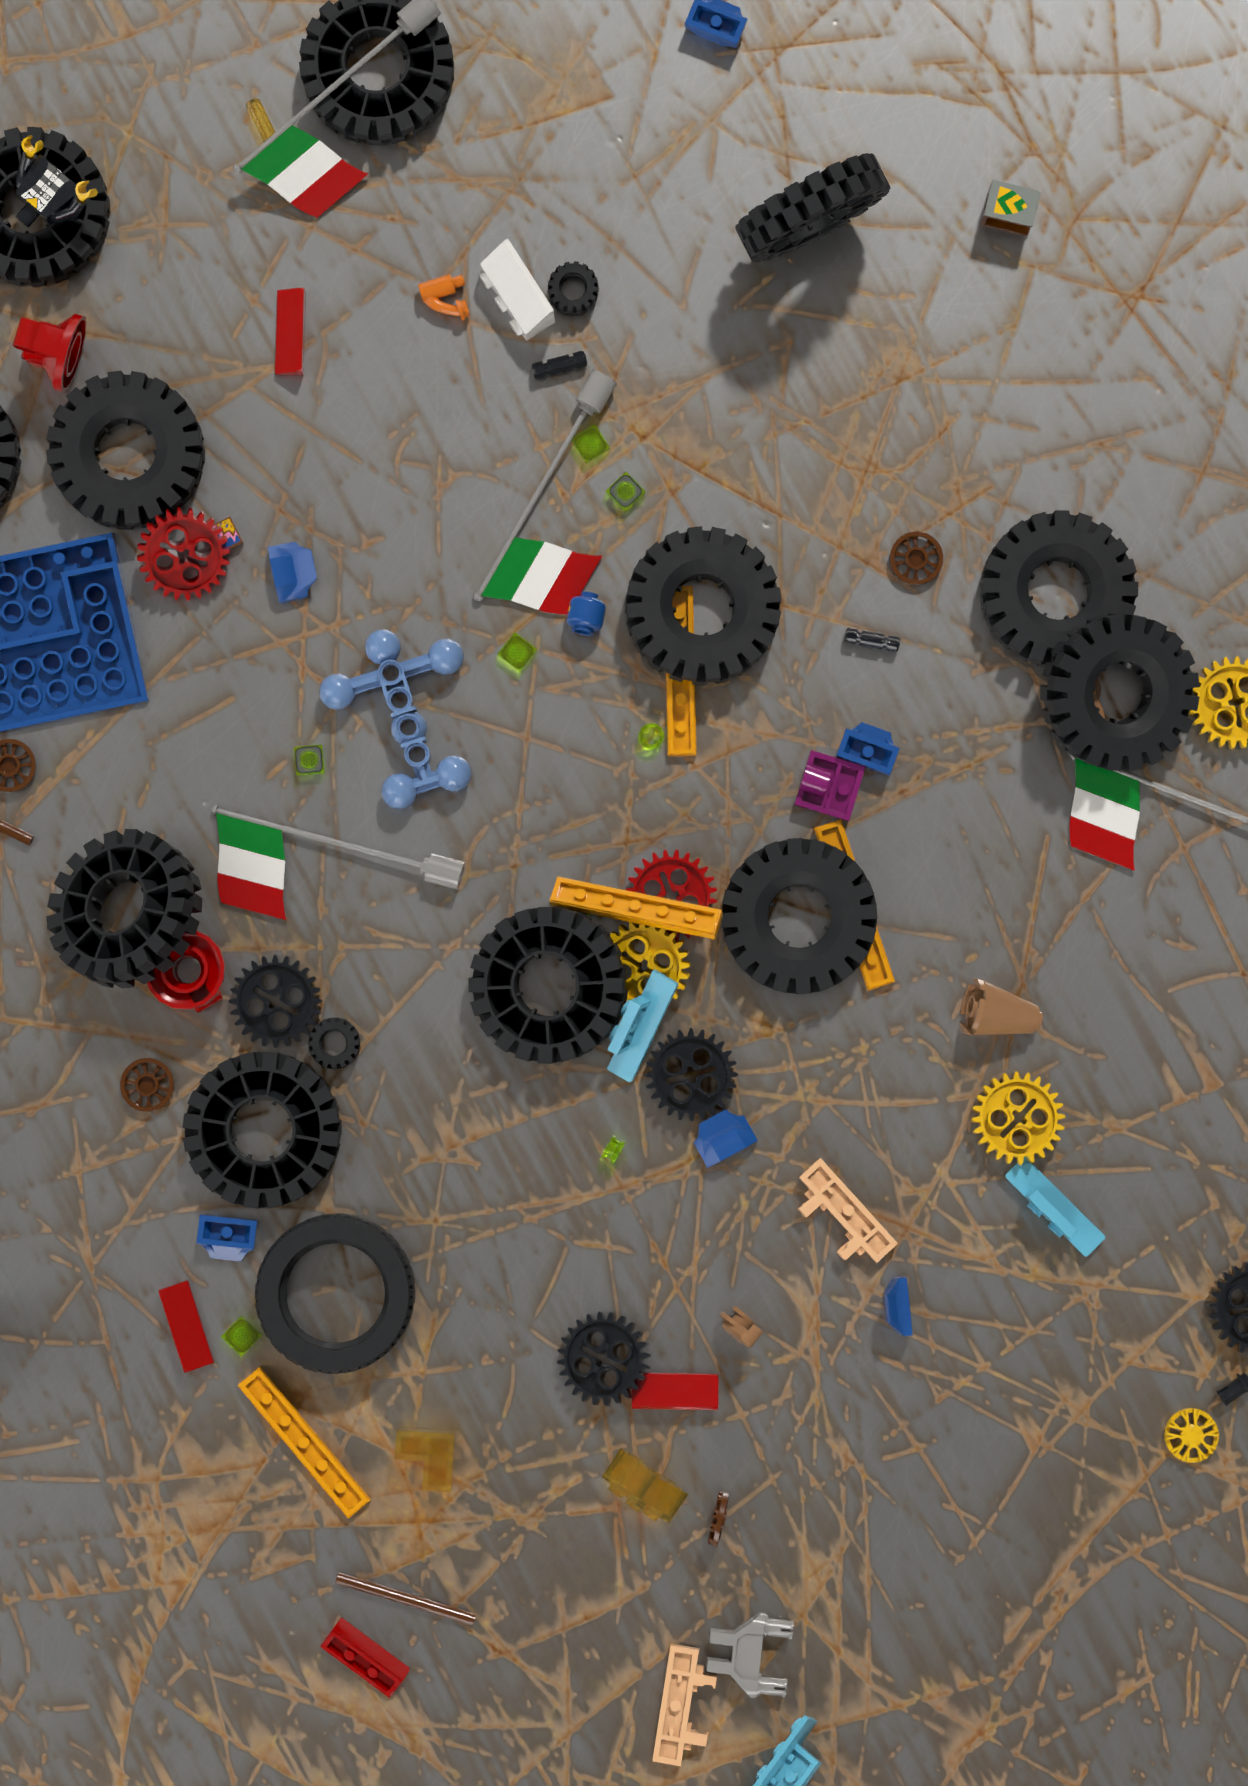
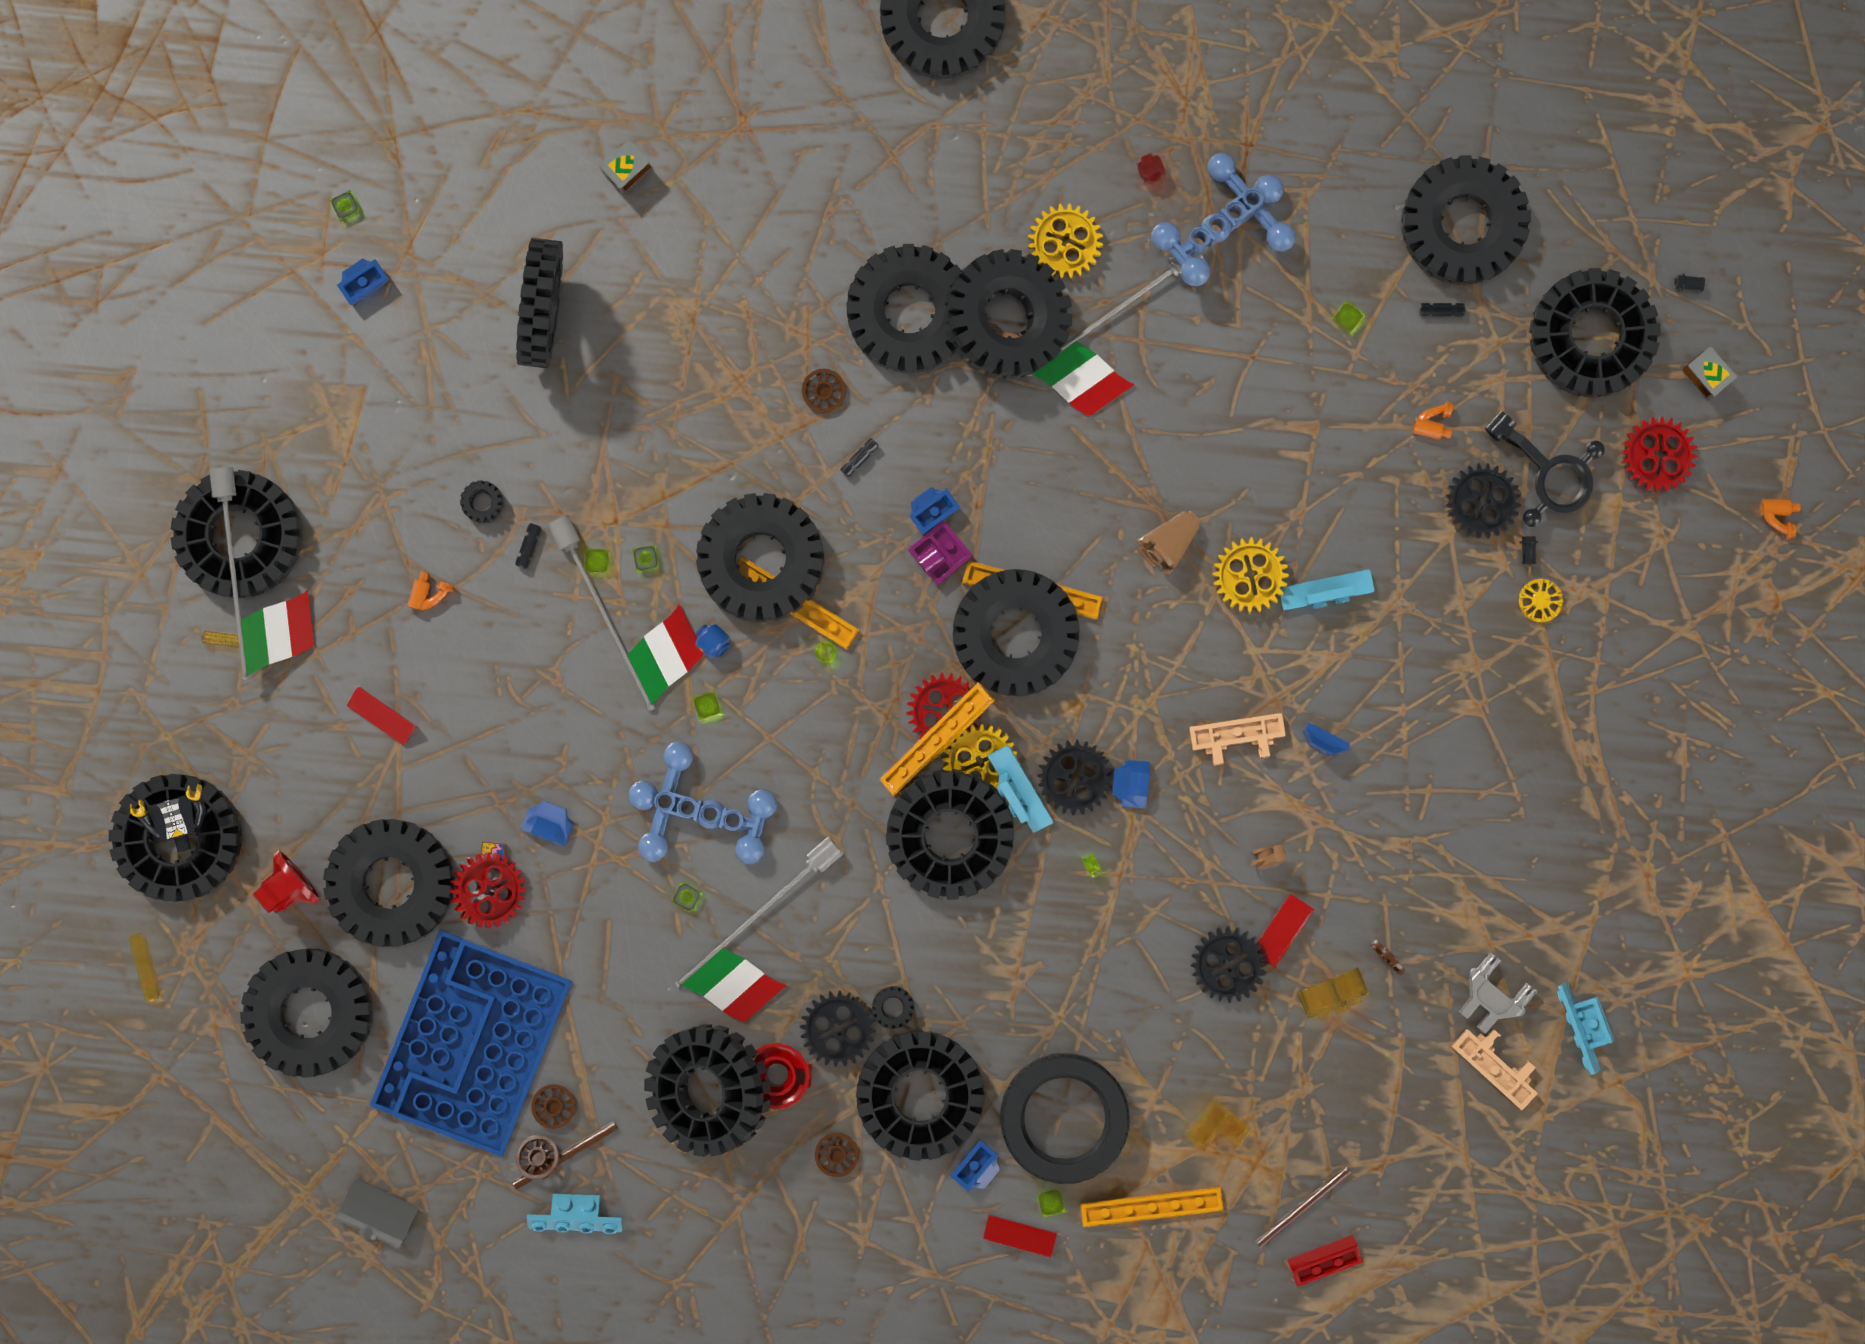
camera: 55 degrees left, 0 degrees up
(516, 291) = (458, 542): white slope -> none

